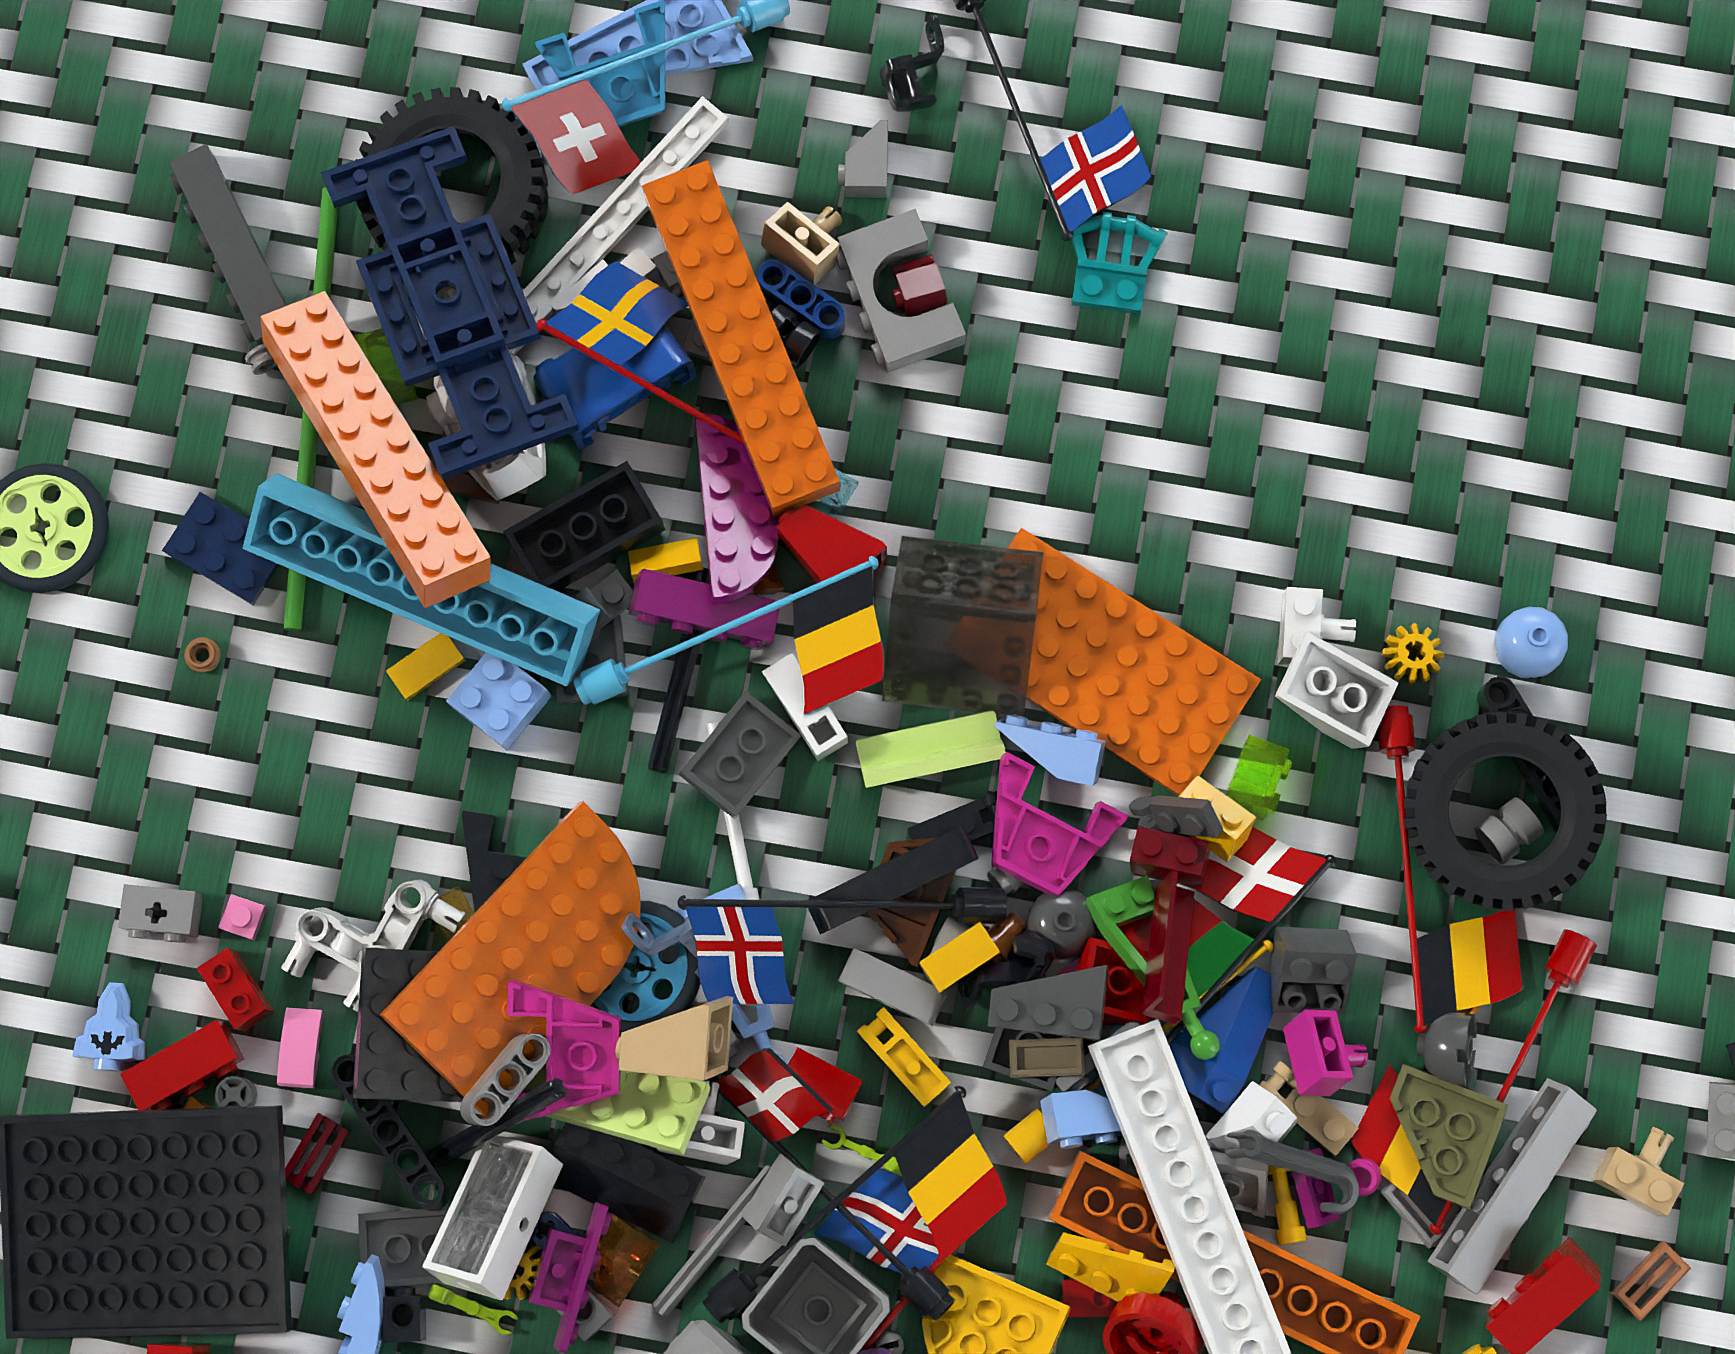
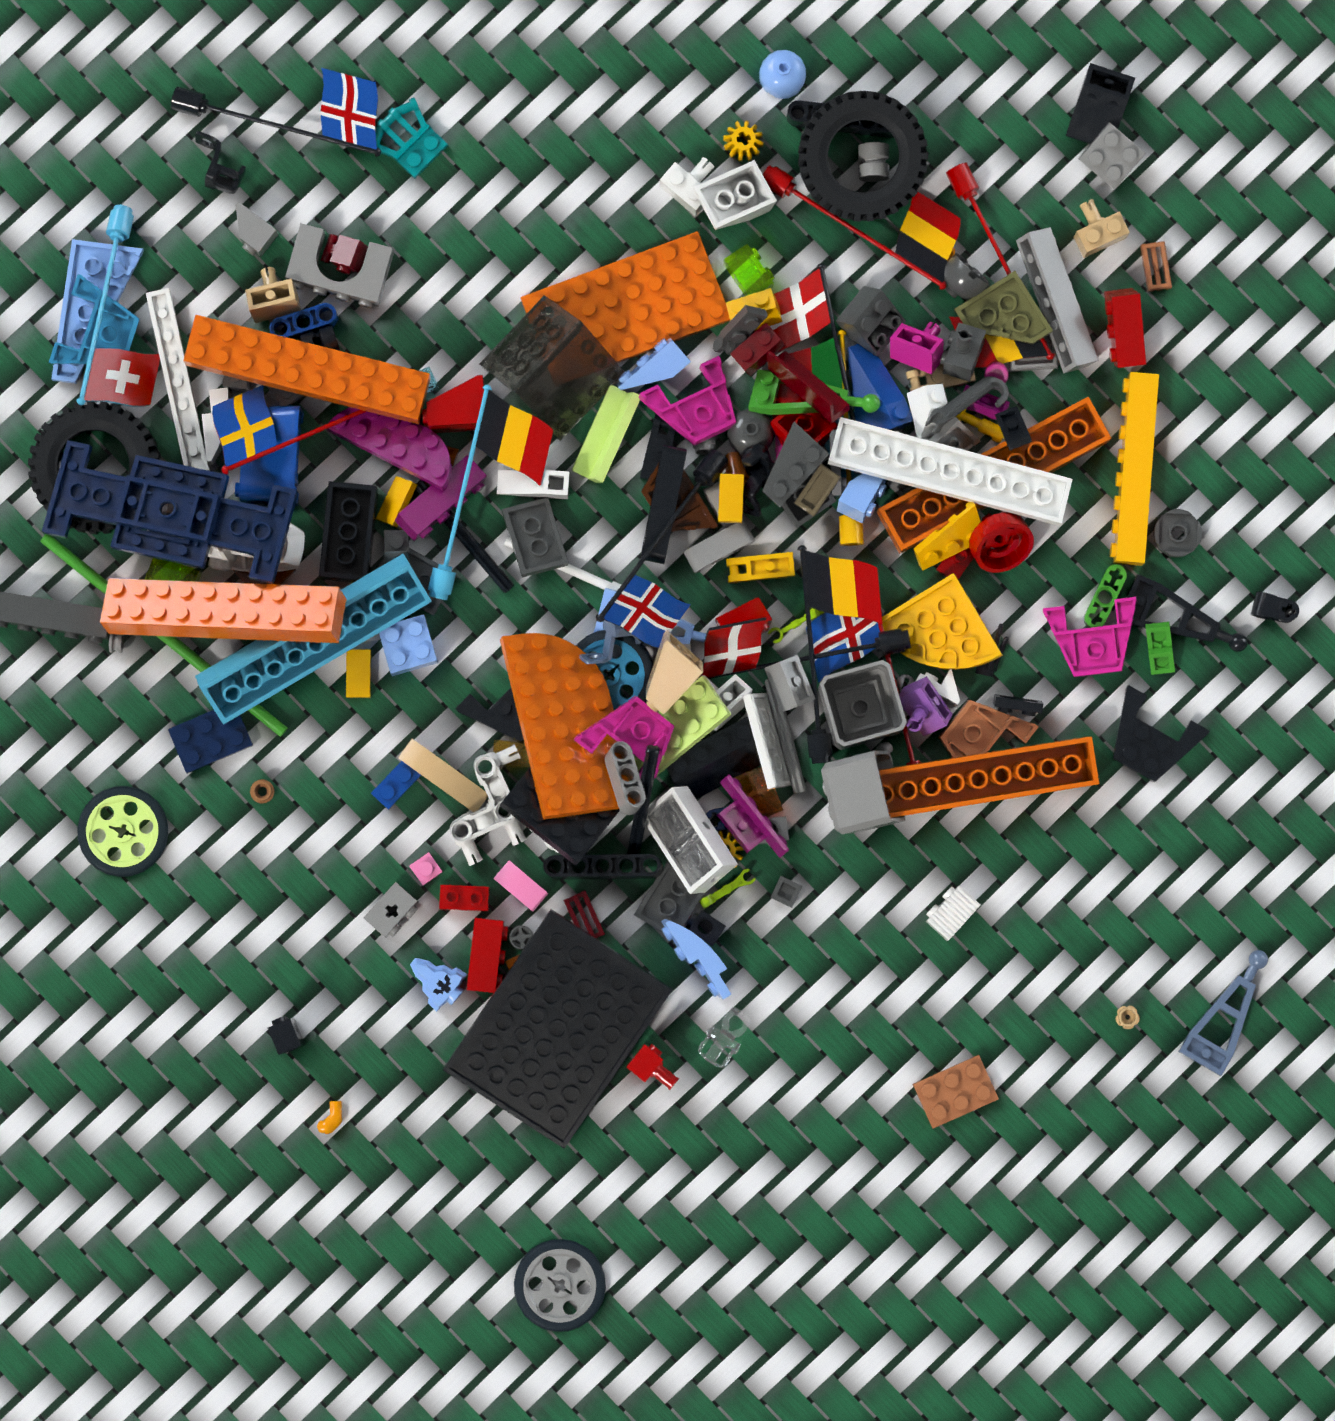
camera: 65 degrees left, 5 degrees up
(334, 808) = (395, 784): none -> blue plate
(367, 854) = (443, 775): none -> tan slope
(689, 1223) = (767, 740): none -> white tile
(1307, 1249) = (1013, 428): none -> black plate
(1357, 1115) = (963, 351): none -> dark grey brick

